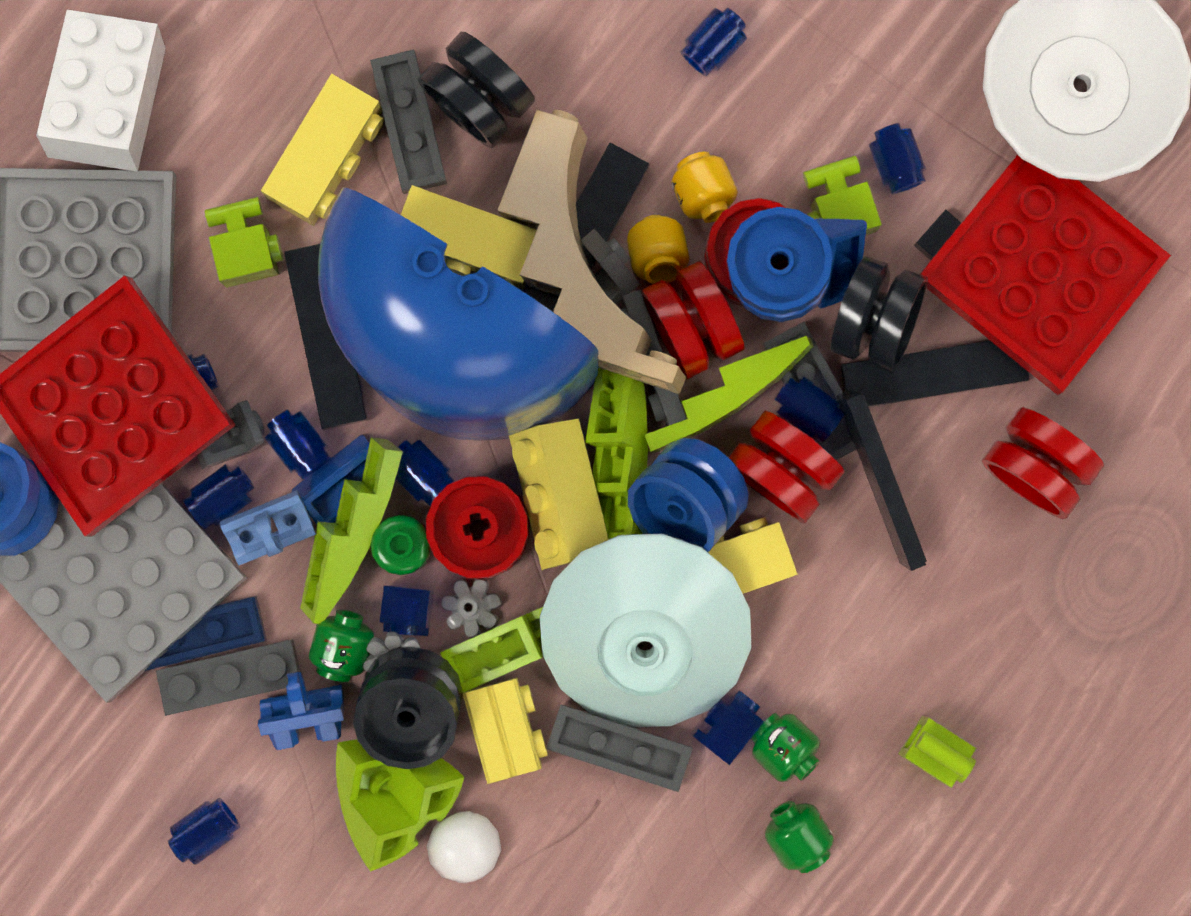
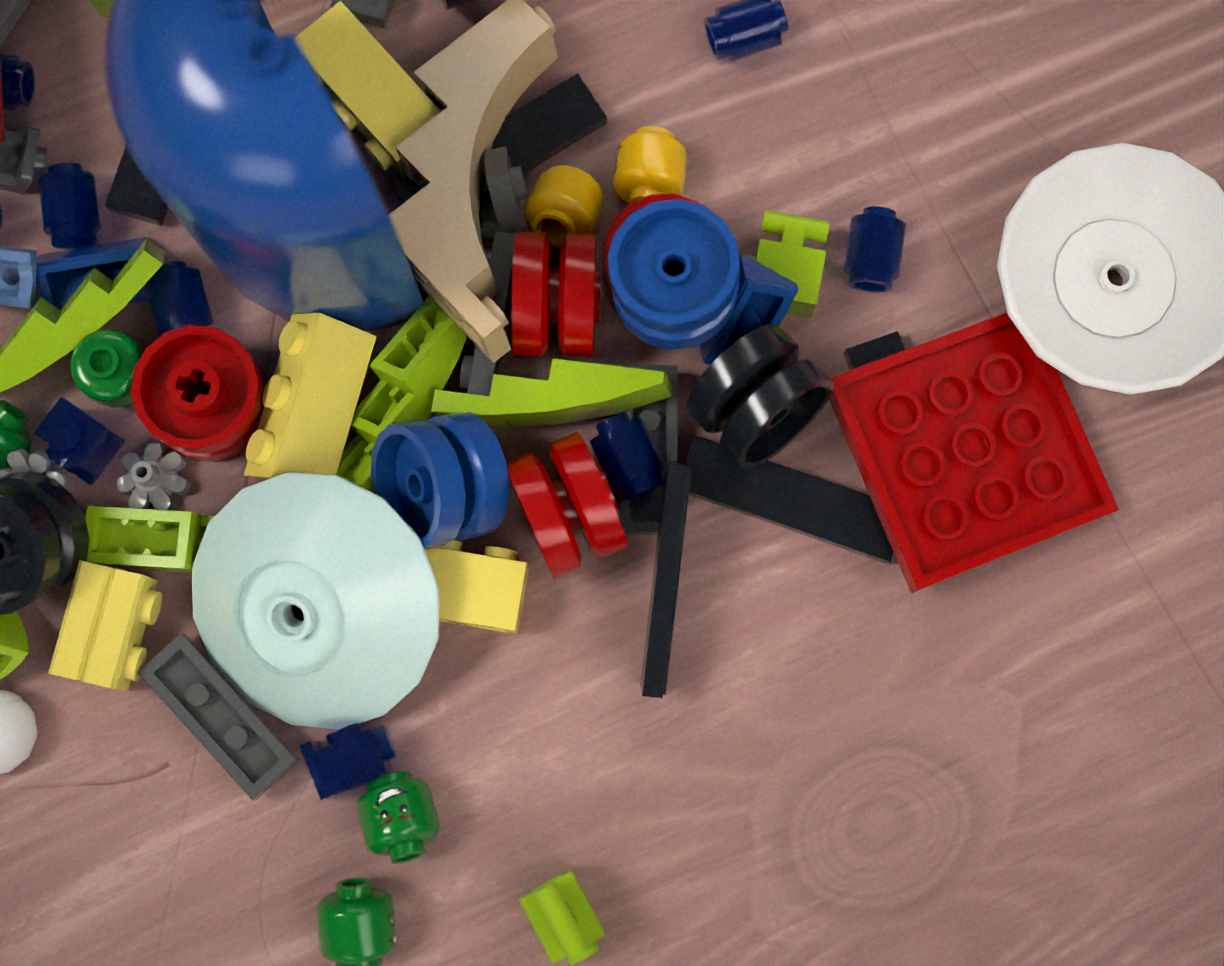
camera: 30 degrees right, 5 degrees down
(1043, 462) = (854, 655): red wheel -> none

